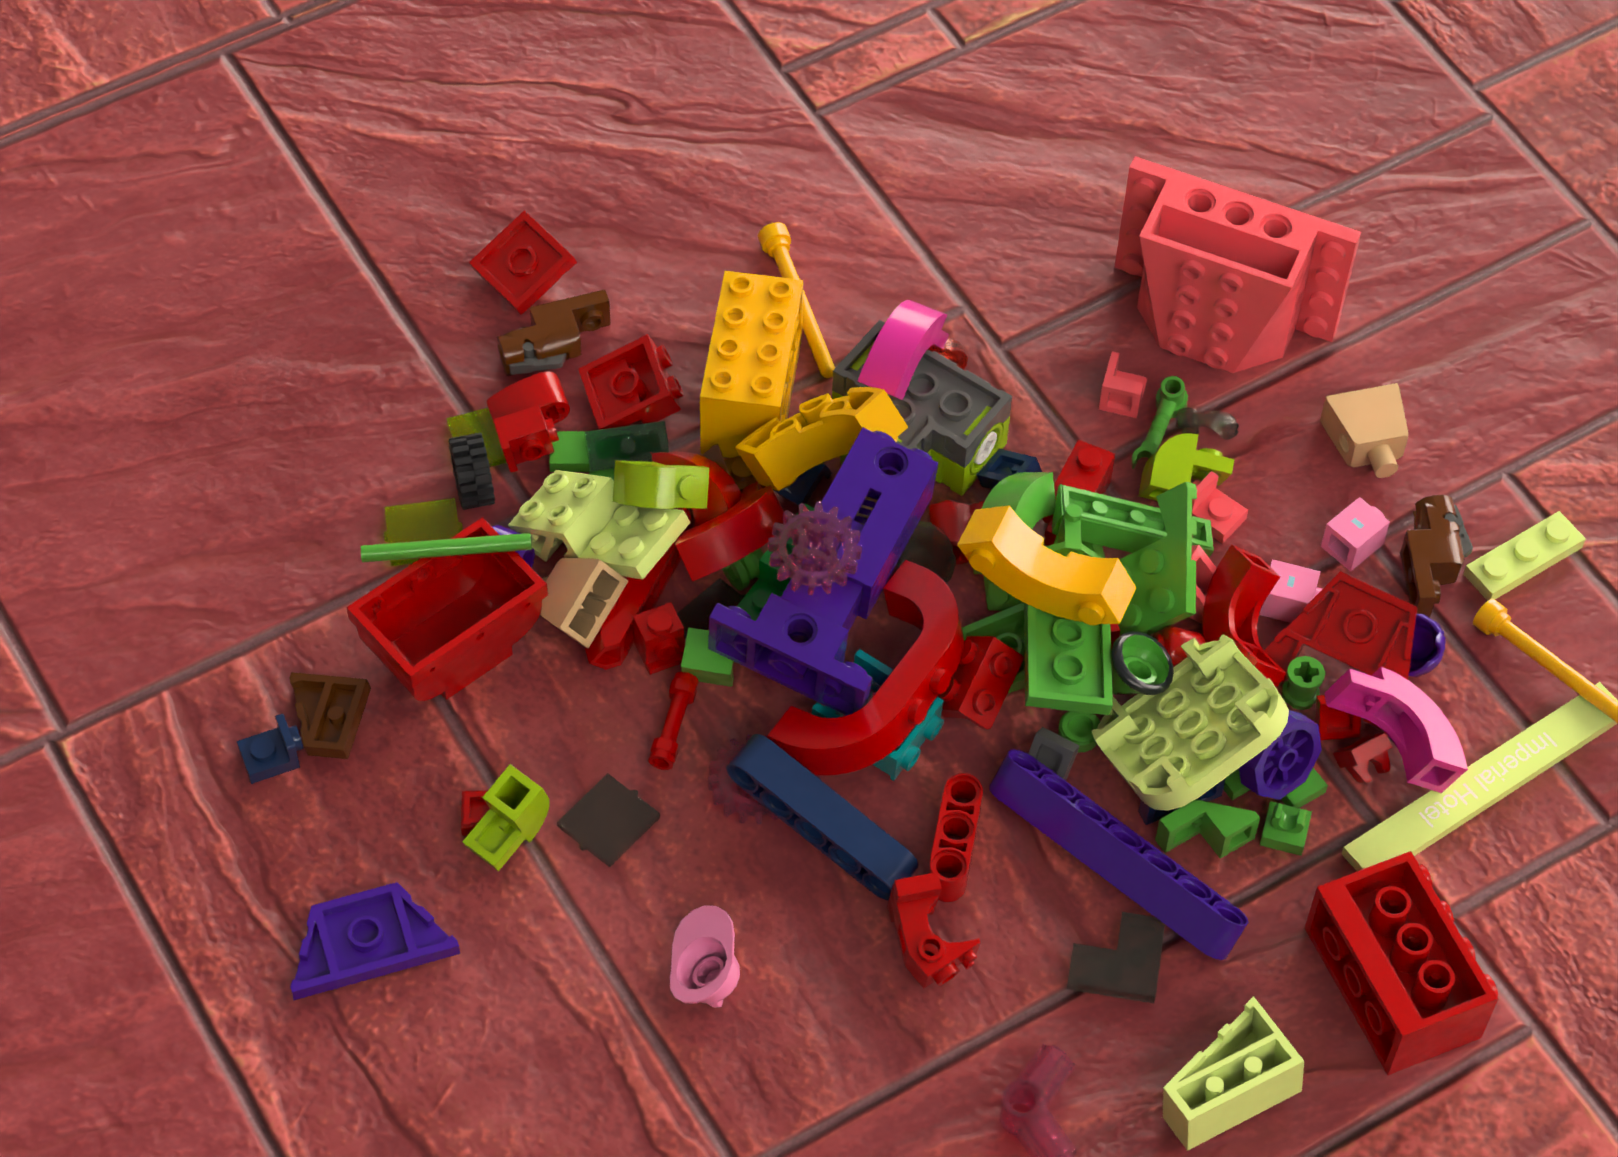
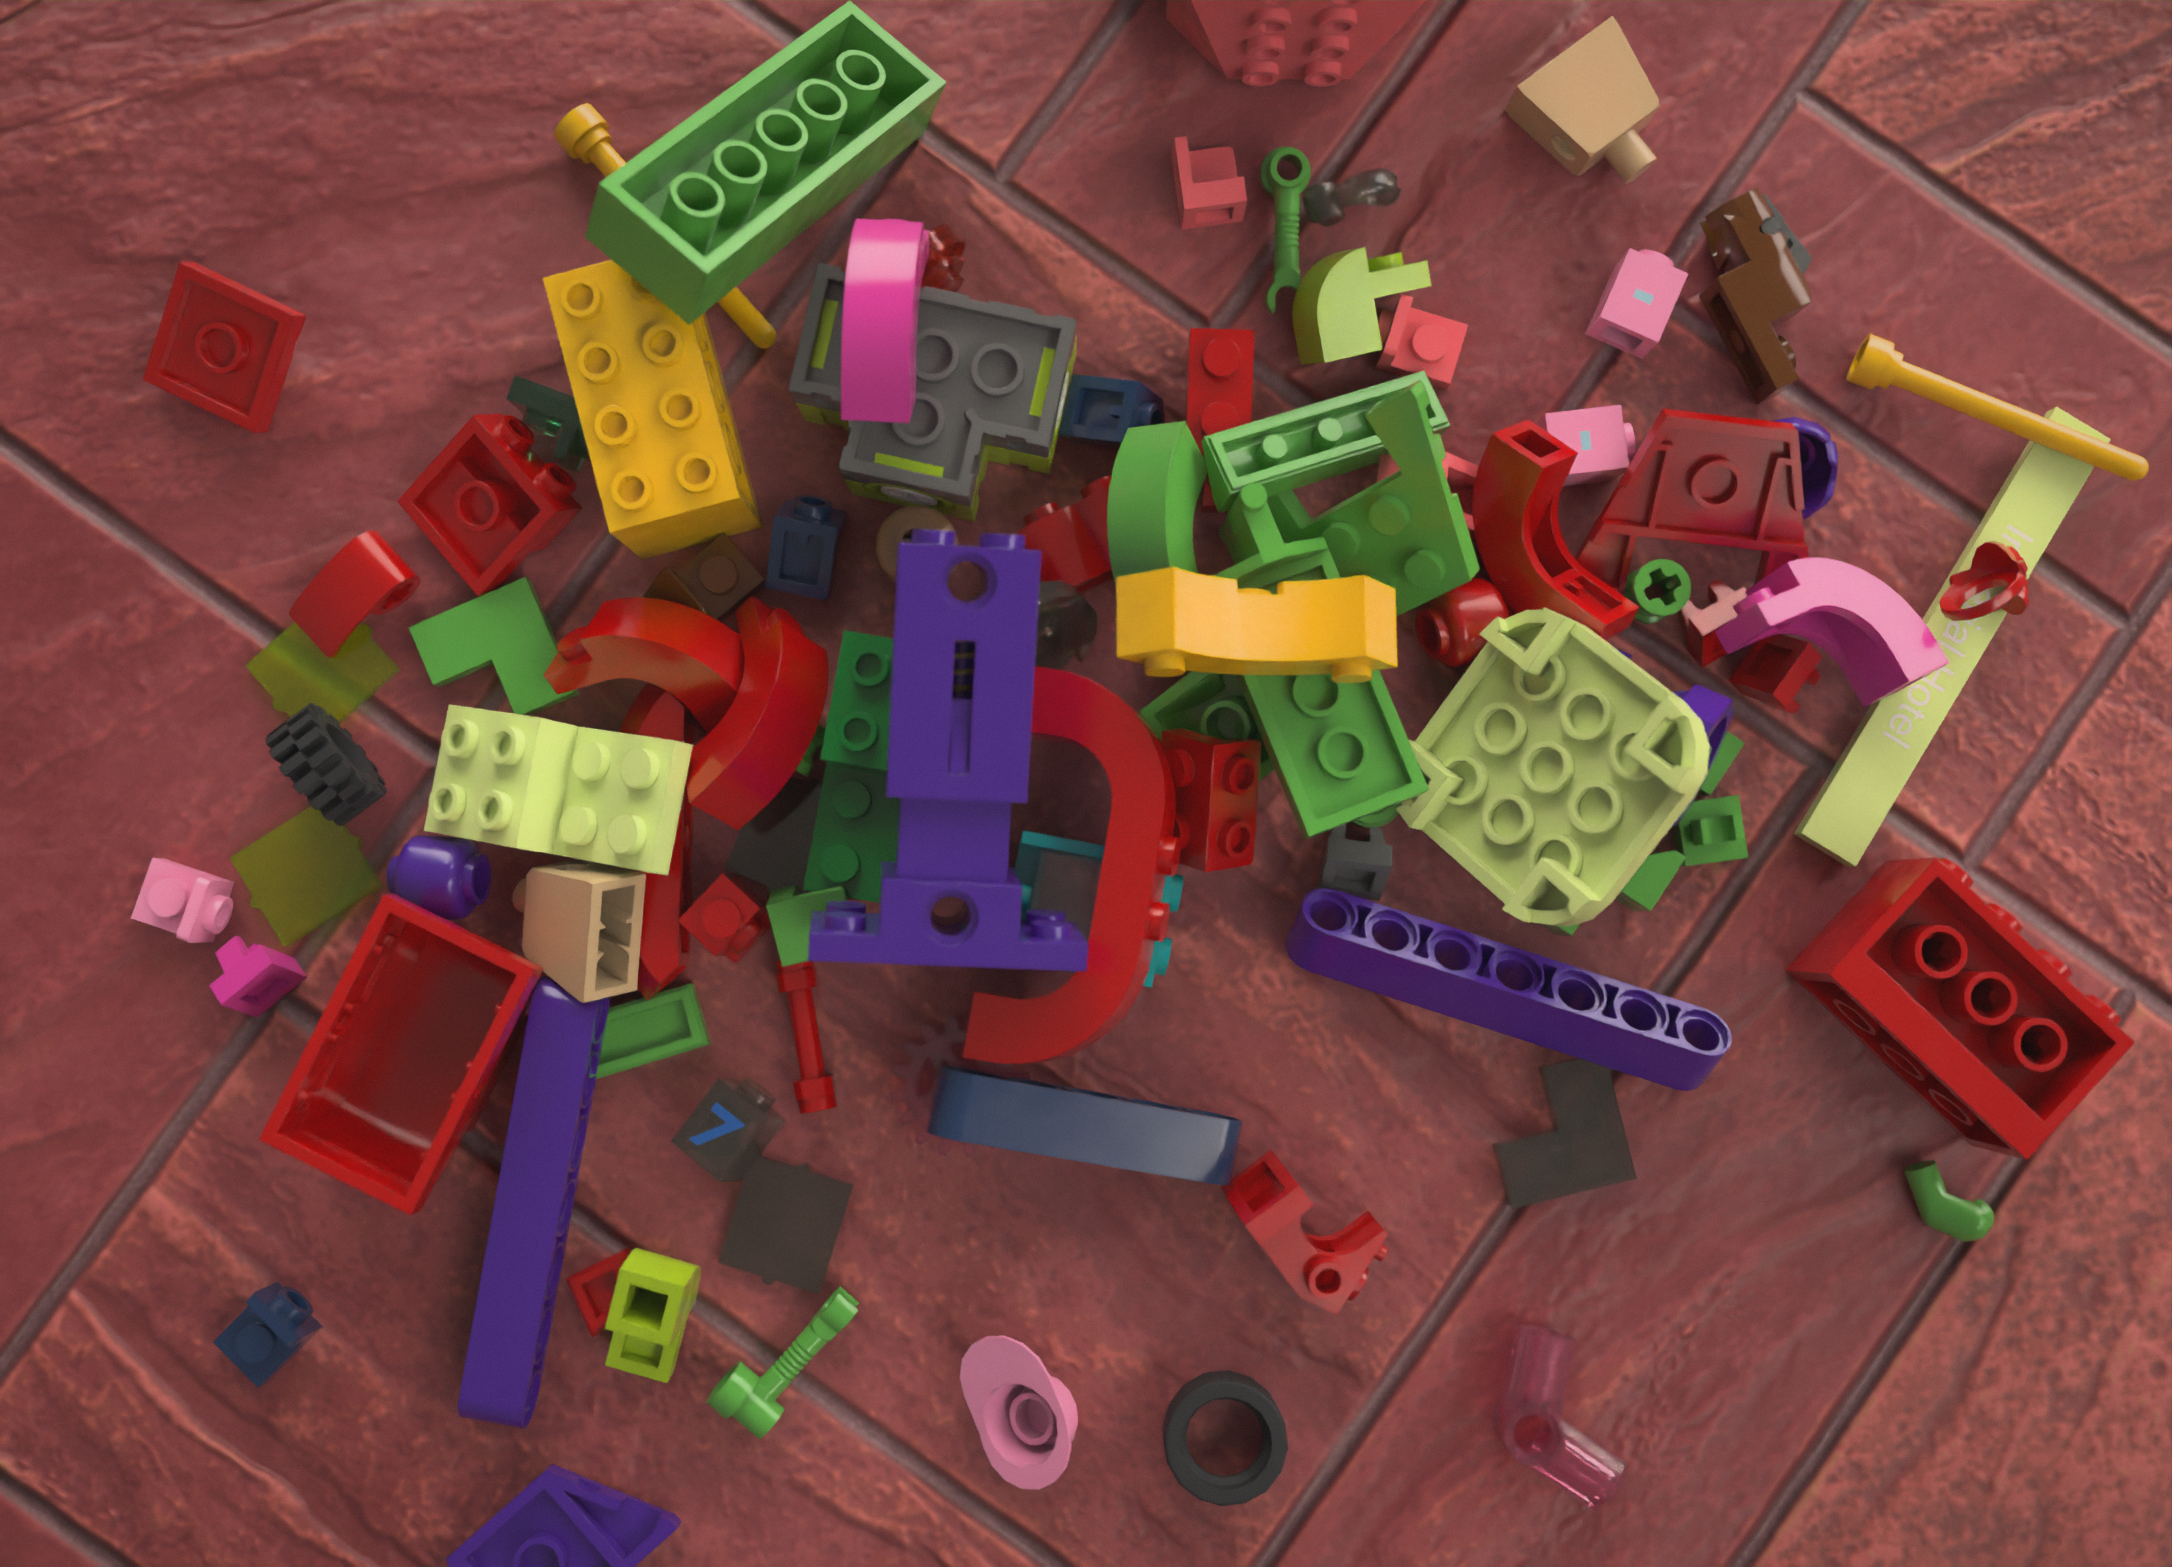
camera: 25 degrees left, 30 degrees up
(329, 712) = (319, 1240): reddish brown wing -> none
(347, 517) = (184, 901): none -> bright pink bracket
(366, 574) = (254, 976): none -> dark pink tile
(446, 547) = (355, 980): bright green bar -> none
(466, 739) = (533, 1206): none -> dark purple beam
(525, 436) = (375, 668): red brick -> none
(540, 900) = (752, 1397): none -> bright green brick
(553, 333) = (332, 458): reddish brown plate -> none
(573, 684) = (652, 1030): none -> bright green tile
(604, 745) = (730, 1128): none -> clear smoke brick
(625, 444) = (531, 610): clear green slope -> none
(660, 485) = (617, 716): lime brick -> none
(689, 359) = (547, 413): none -> clear green bracket
(814, 566) = (906, 825): clear pink gear -> none
(818, 433) = (817, 520): yellow brick -> none
(818, 1005) = (1230, 1488): none -> black tyre
(875, 264) = (763, 161): none -> bright green brick
(960, 820) = (1295, 1080): red beam -> none
(1140, 665) = (1426, 675): bright green hat -> none
(1233, 1079) = (1792, 1271): yellowish green wedge -> none
(1354, 1098) = (1944, 1211): none -> bright green arm
(1521, 741) = (1990, 567): none -> red piece
(1524, 556) = (1879, 230): yellowish green plate -> none

